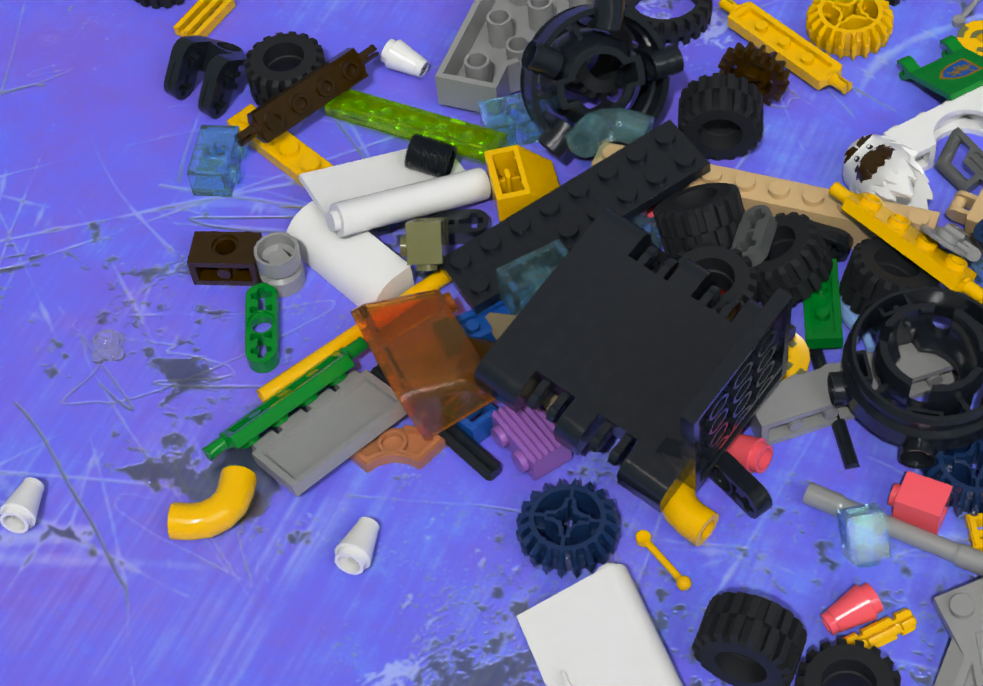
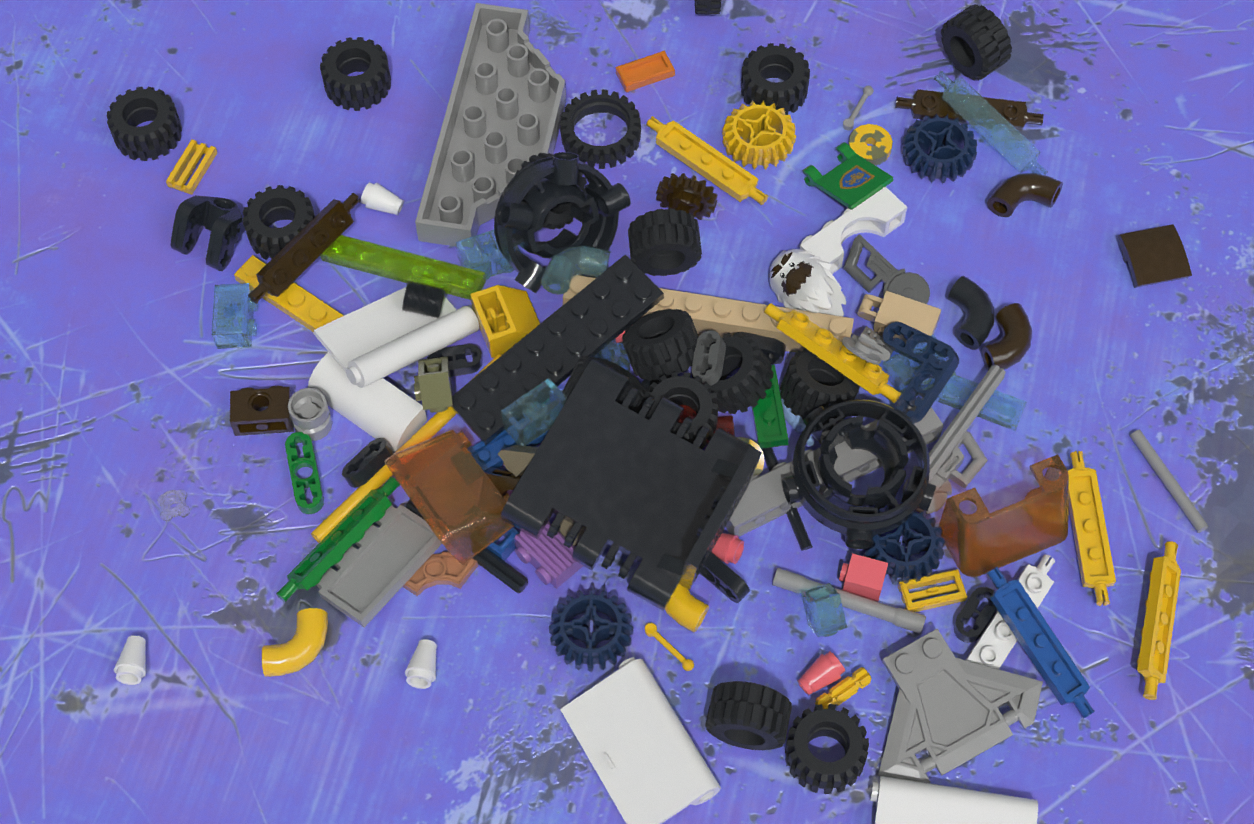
camera: 15 degrees left, 10 degrees up
(332, 323) = (367, 462): none -> black beam

